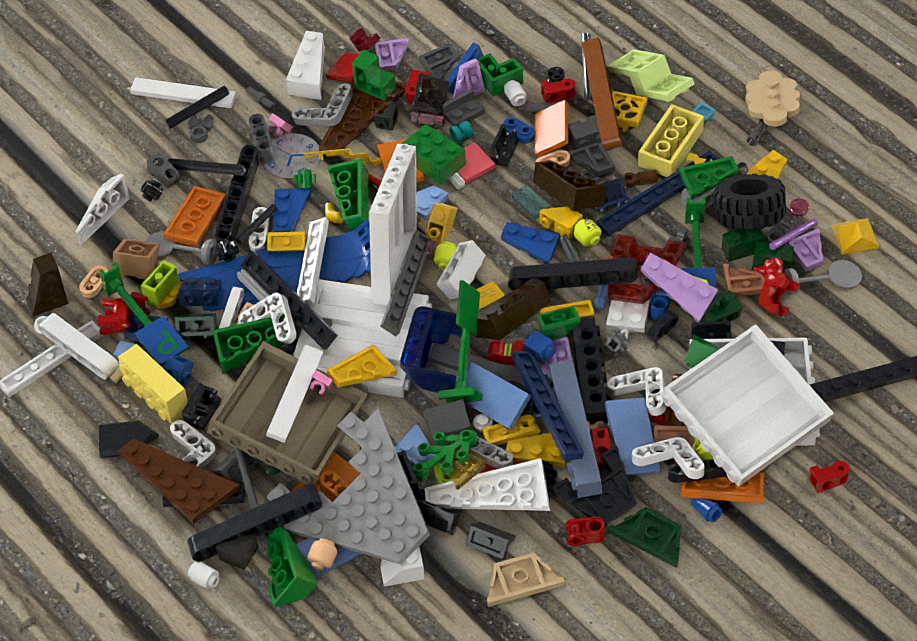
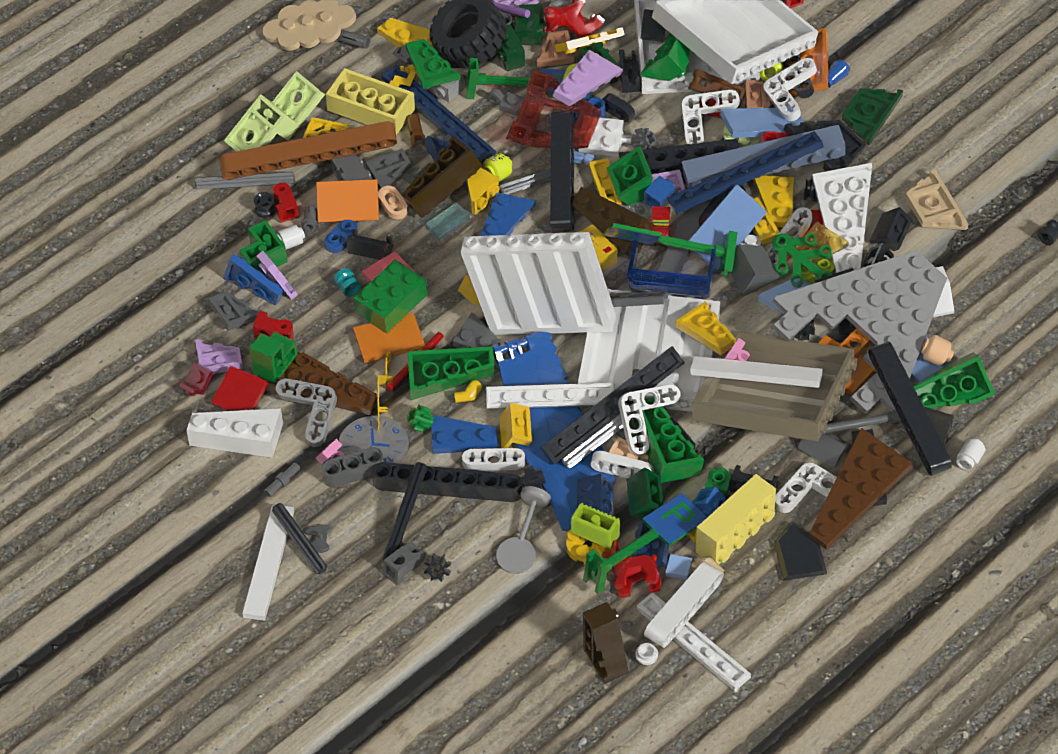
camera: 95 degrees left, 0 degrees up
(92, 283) = (578, 606): light nougat plate -> none
(106, 203) = (458, 612): white wedge -> none
(136, 258) = (546, 568): medium nougat slope -> none
(195, 216) = (475, 522): orange tile -> none
(198, 134) = (339, 537): dark grey tile -> none
(204, 376) = (720, 478): none -> green brick
(261, 219) = (491, 455): black bar -> none
(388, 119) = (322, 348): pearl dark grey bracket -> none
(427, 198) = (448, 311): light blue wing -> none
(429, 119) = (322, 317): axle -> none
(430, 95) = (298, 310): clear smoke slope -> none
(462, 108) = (310, 285): dark grey bracket -> none
(584, 531) = (874, 154): red piece -> none
(704, 110) = (321, 83): medium azure tile -> none
(746, 301) = (570, 46): none -> wing

